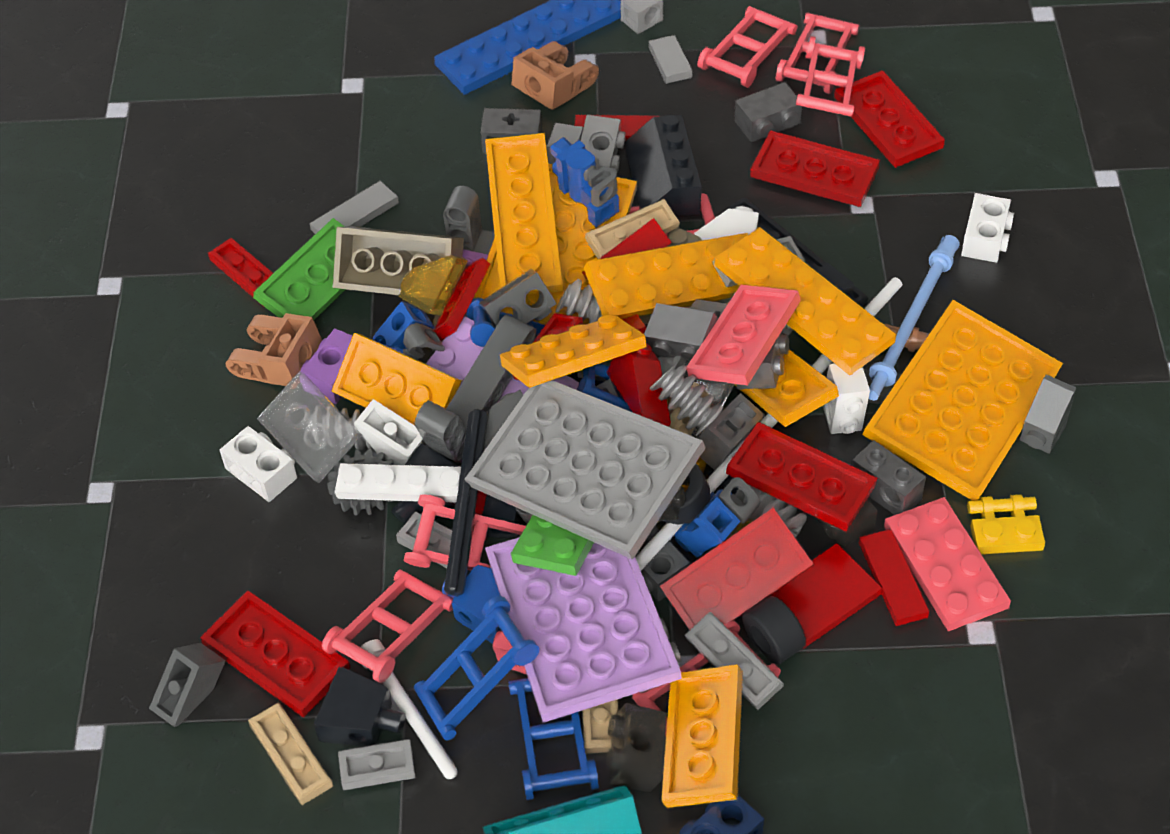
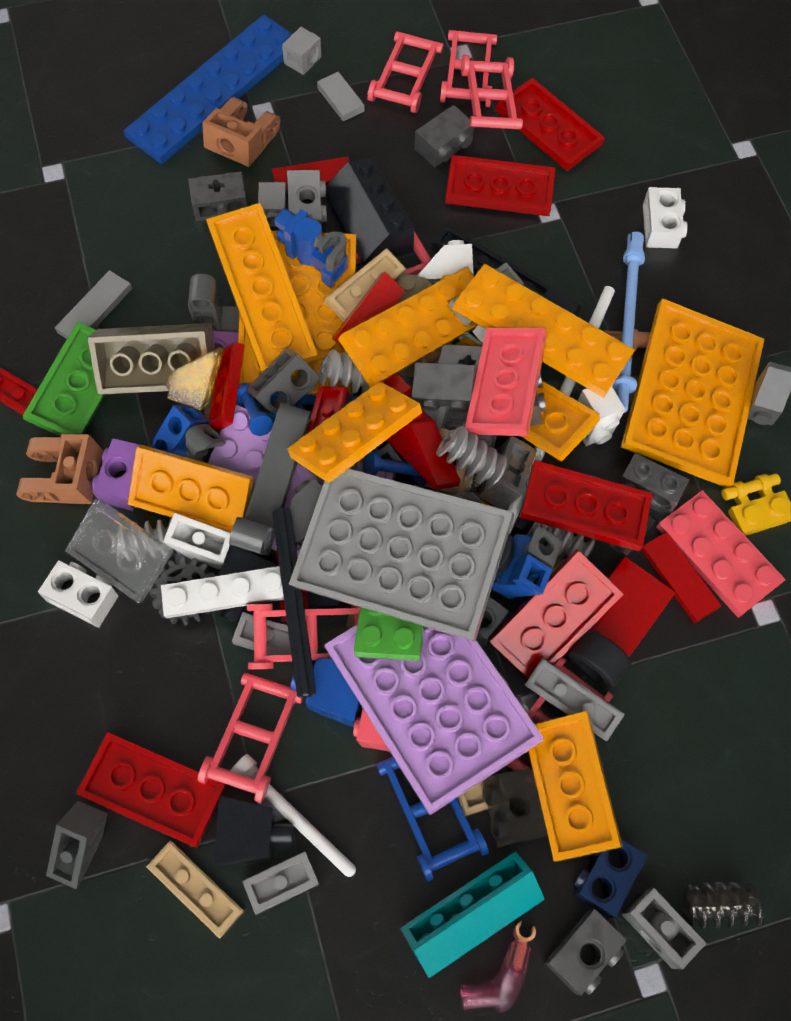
camera: 20 degrees left, 15 degrees up
(520, 654) = (394, 754): blue piece -> none

